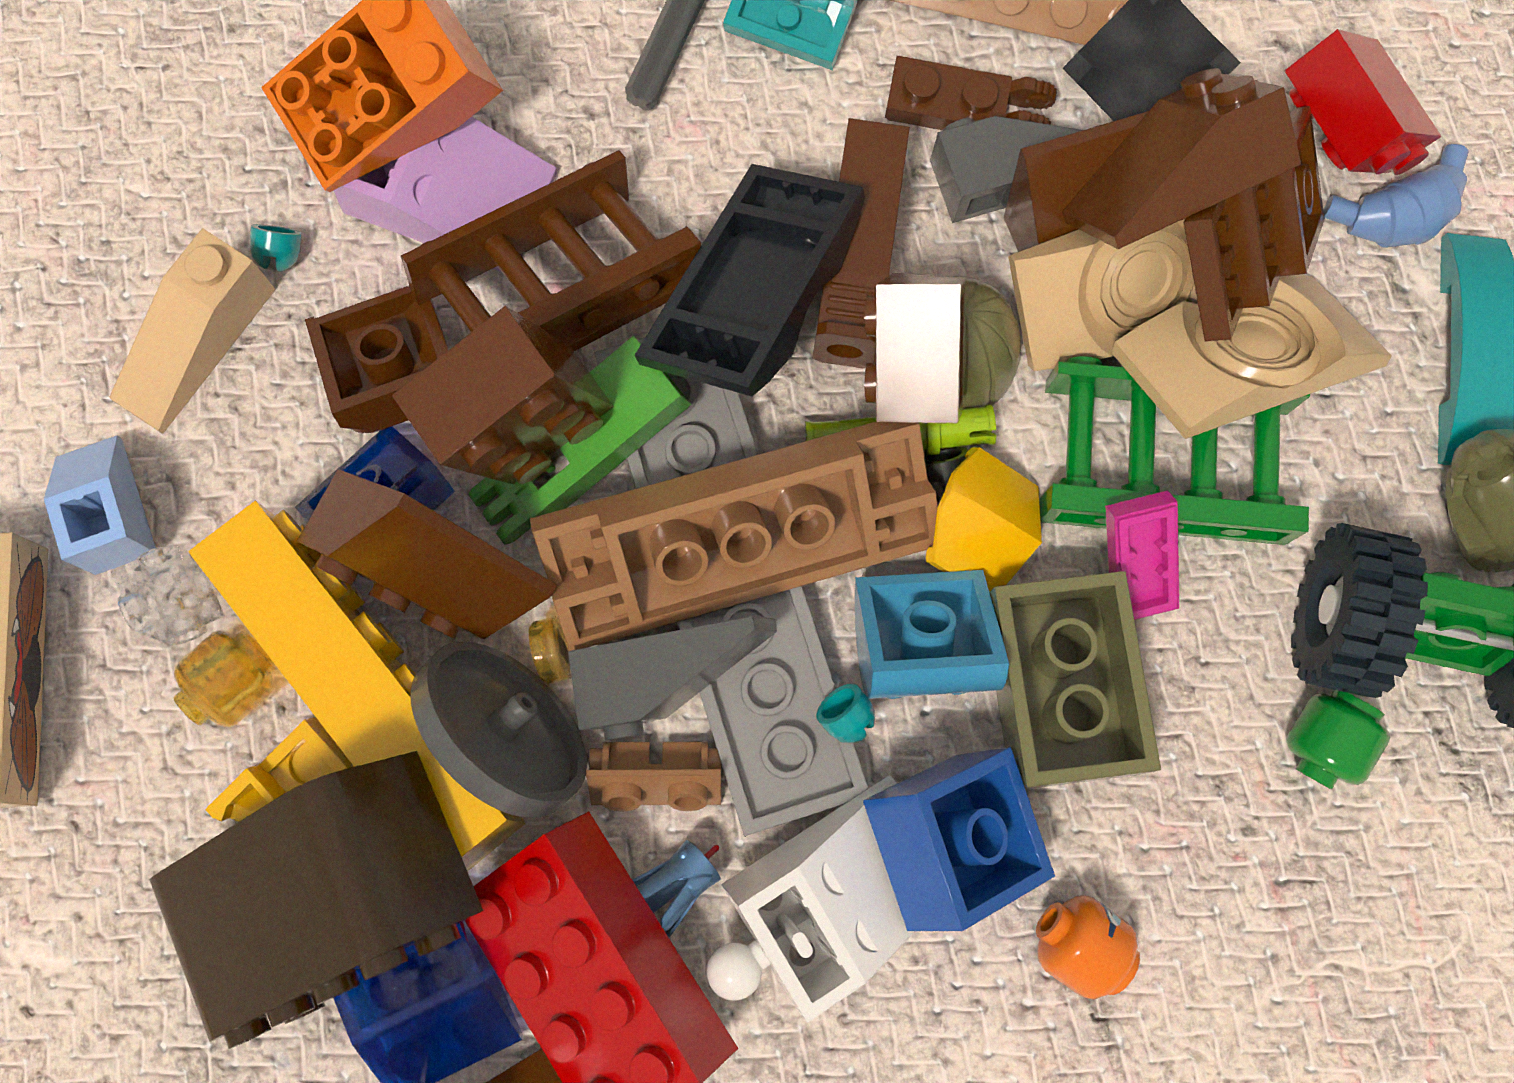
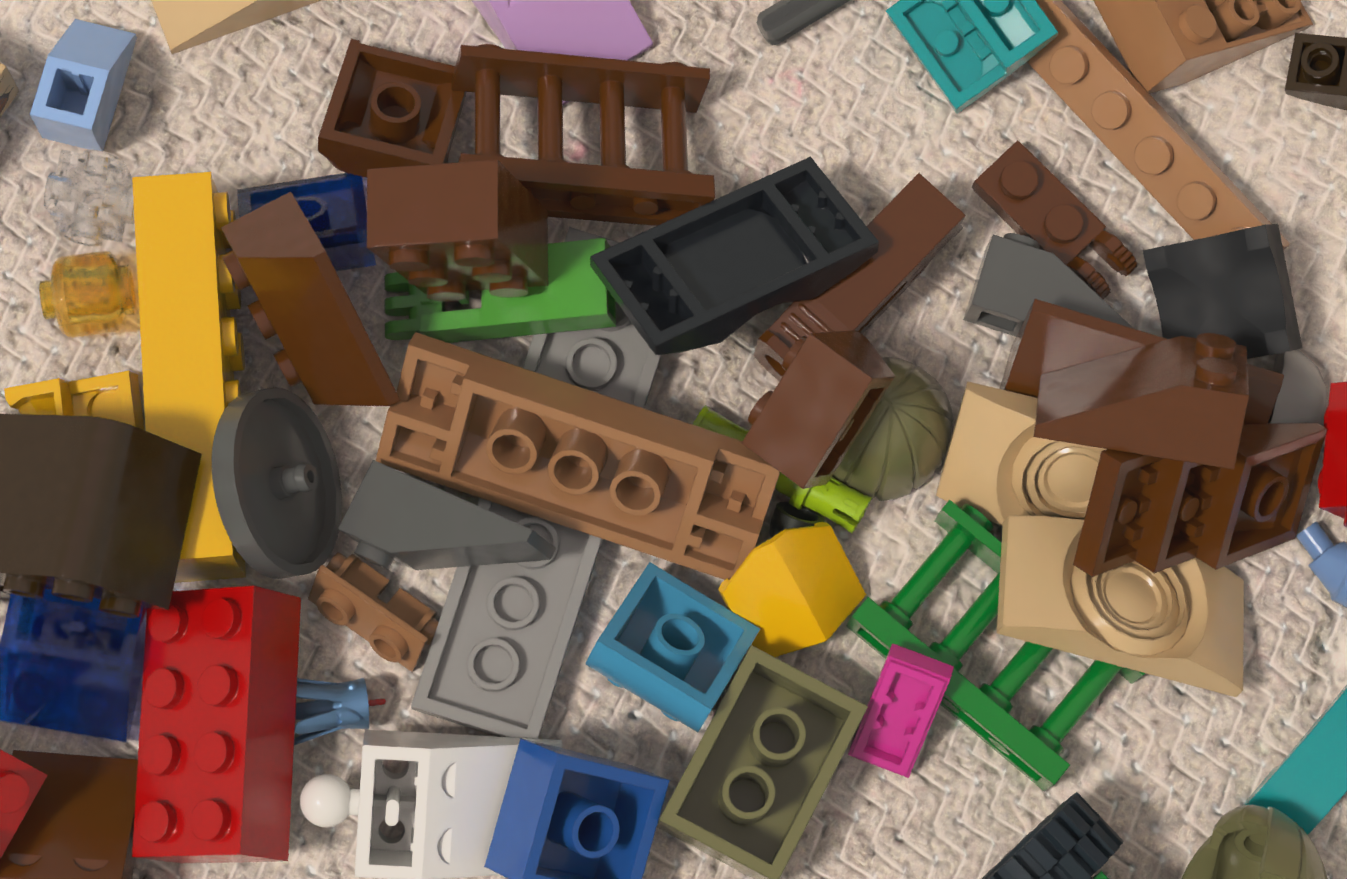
camera: 30 degrees right, 0 degrees up
(549, 650) = (359, 449): clear yellow tile -> none
(846, 713) = (559, 665): teal hinge -> none

